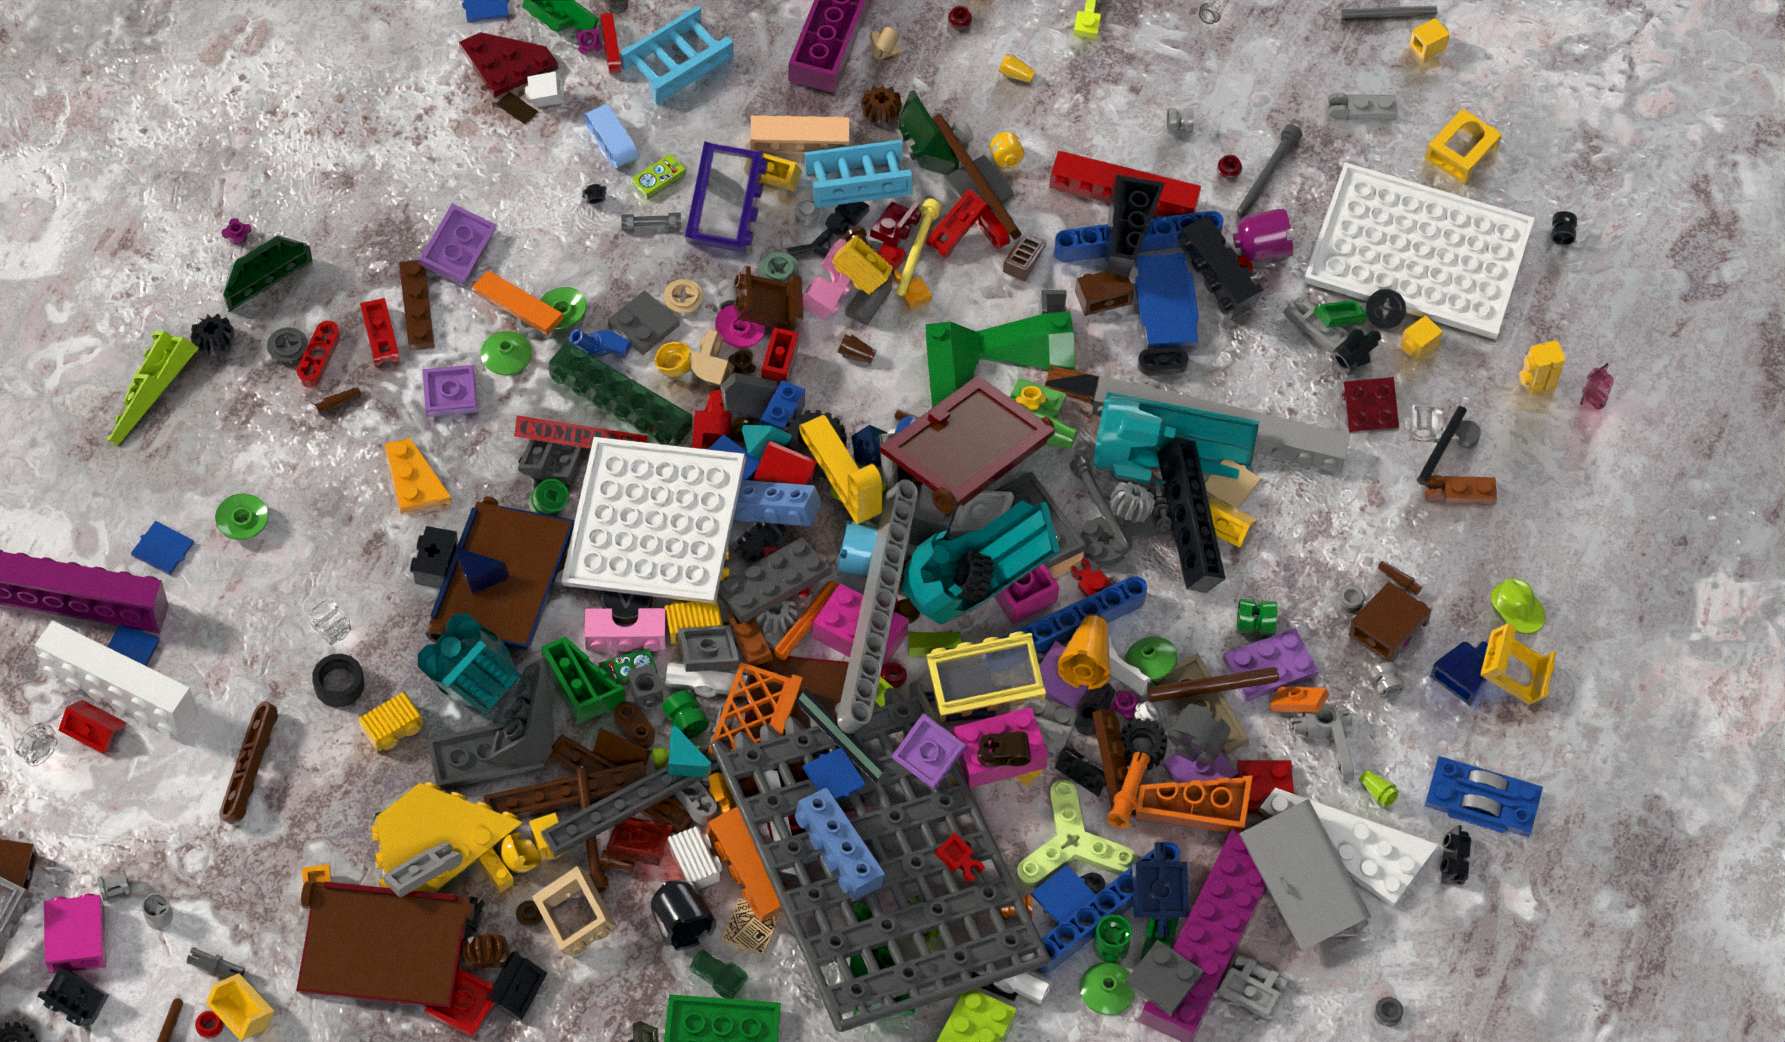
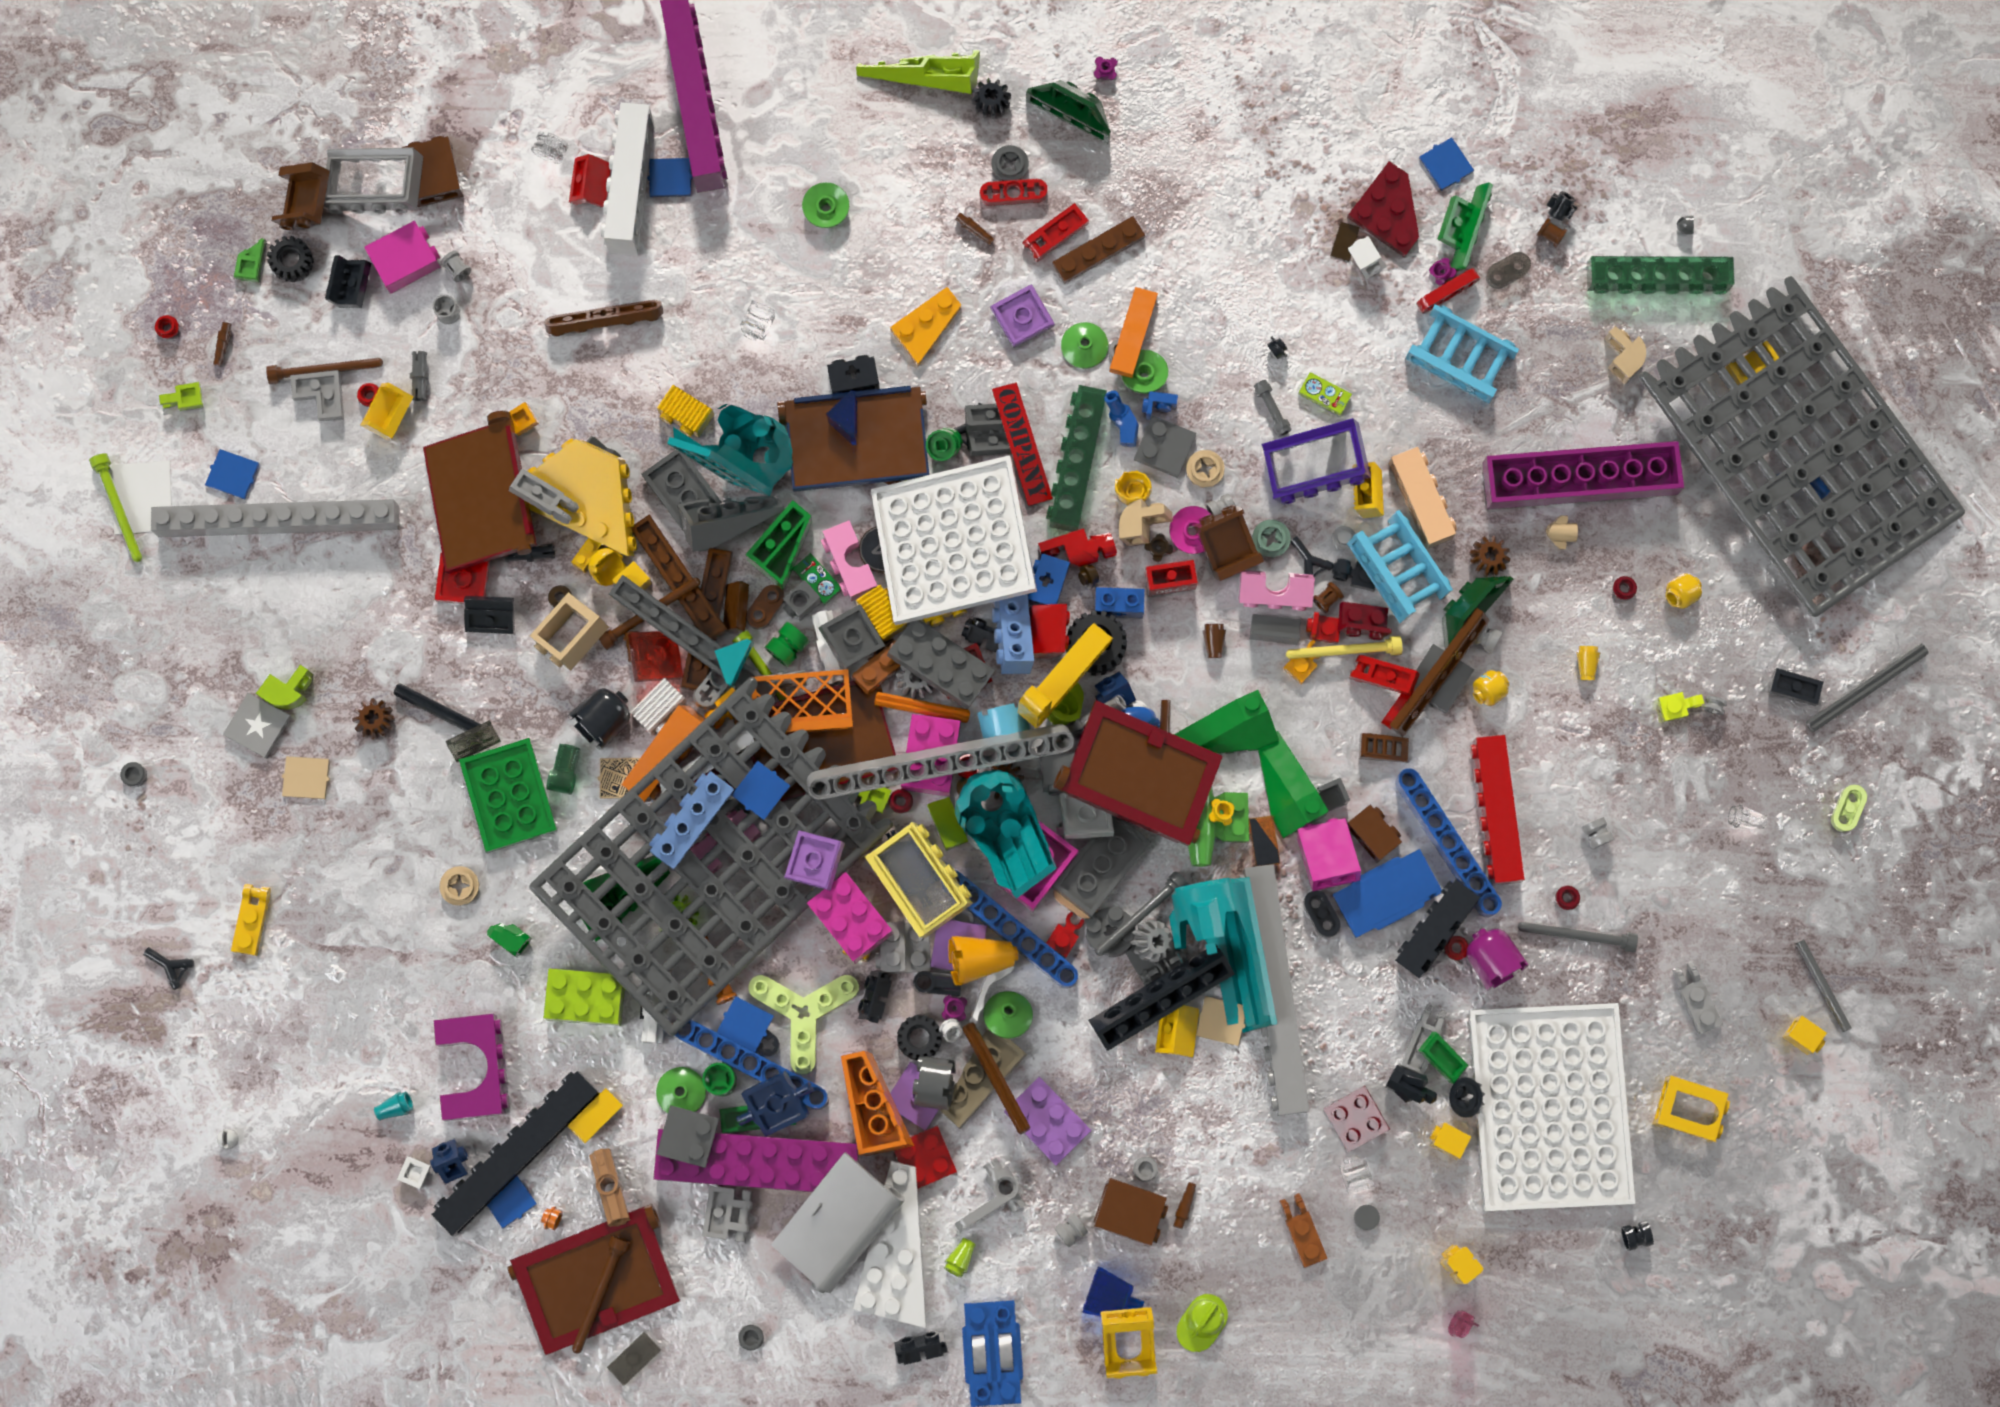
camera: 70 degrees right, 20 degrees up
(162, 548) = (775, 157): blue piece -> none
(331, 663) = (707, 334): black tyre -> none
(457, 244) = (1171, 256): medium lavender plate -> none
(485, 952) = (506, 577): reddish brown gear -> none
(598, 308) = (1162, 401): none -> blue bracket
(611, 136) = (1346, 334): light blue beam -> none
(747, 394) = (1118, 566): dark grey panel -> none
(758, 437) = (1077, 597): teal slope -> none
(849, 744) = (799, 786): sticker -> none
(862, 265) = (1290, 609): yellow brick -> none
(956, 855) = (727, 920): red plate -> none
(974, 575) = (1000, 831): black tyre -> none
(1006, 750) = (834, 928): dark brown piece -> none
(1109, 330) = (1328, 854): none -> dark pink brick
(1111, 751) = (883, 1020): reddish brown plate -> none
(1126, 799) = (845, 1043): orange pin -> none
(1129, 216) = (1447, 828): black wedge -> none
(1266, 617) = (1087, 1101): green wheel -> none
(1299, 699) = (1015, 1158): orange plate -> none
(1441, 445) = (1338, 1198): black bar -> none

